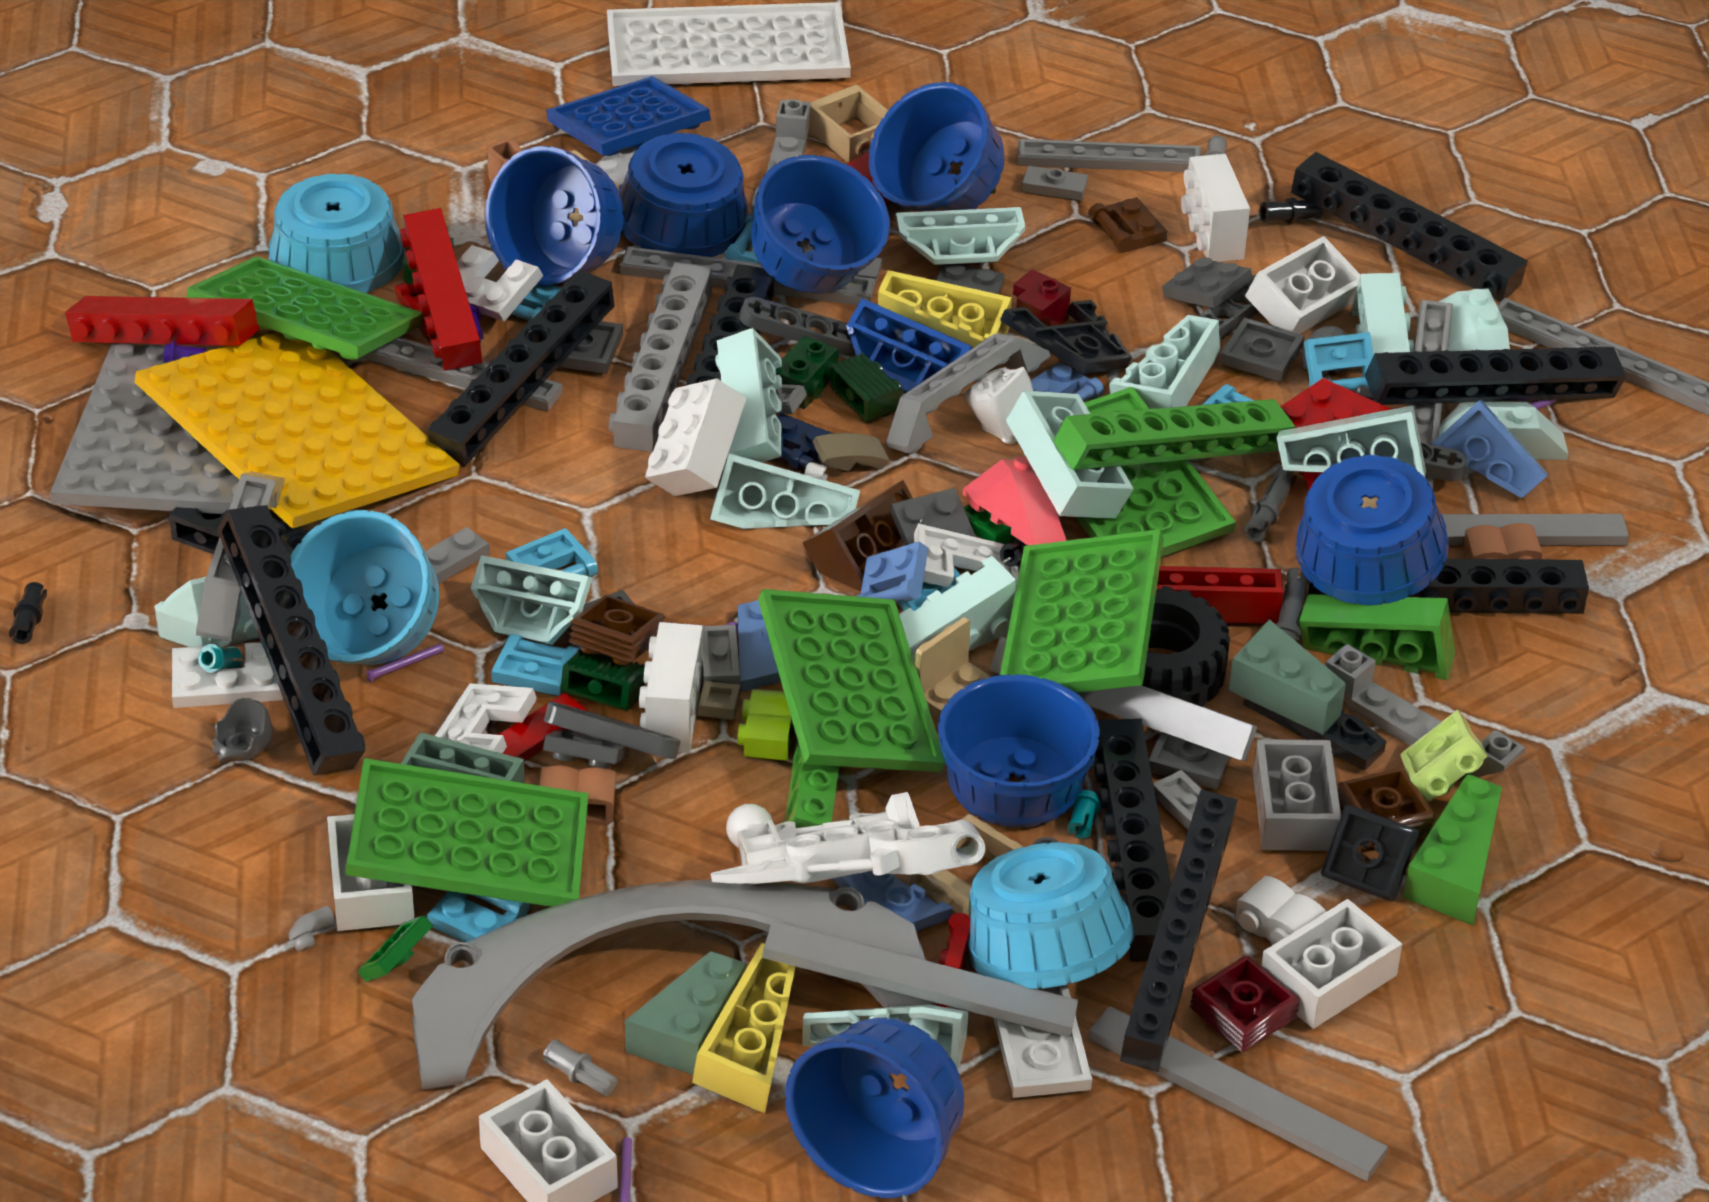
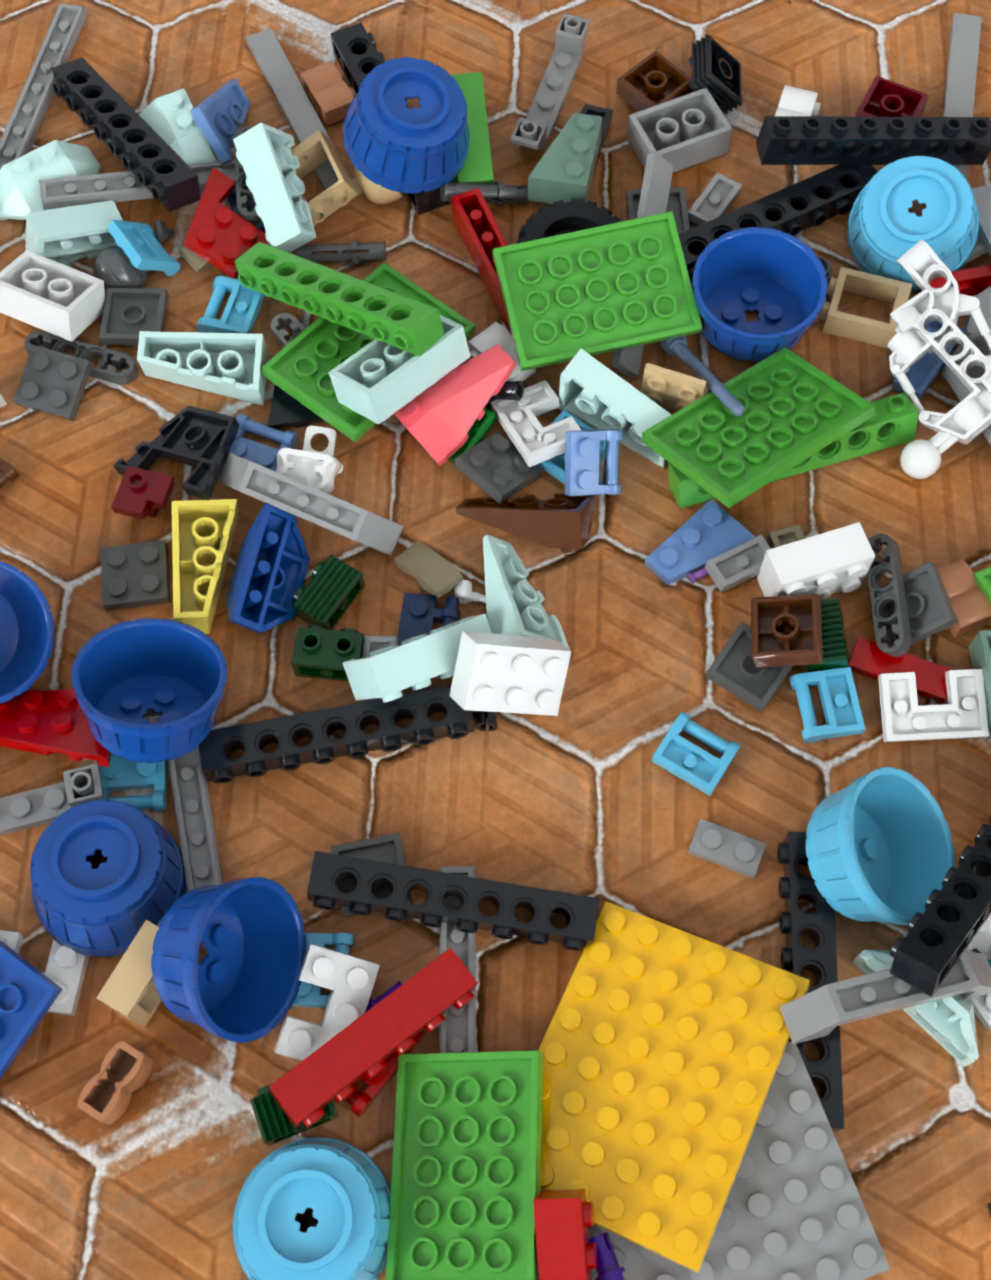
camera: 110 degrees left, 25 degrees up
(528, 598) = (772, 722): light aqua wedge -> none
(661, 357) = (272, 796): light grey brick -> none
(757, 313) = (271, 676): dark grey beam -> none
(767, 726) = (797, 496): lime brick -> none
(914, 670) = (678, 347): none -> sand blue piece
(962, 234) = (74, 585): light aqua wedge -> none
(1333, 961) = (832, 68): white brick -> none
(1443, 756) = (595, 58): yellowish green plate -> none
(1454, 855) = (664, 31): bright green wedge -> none

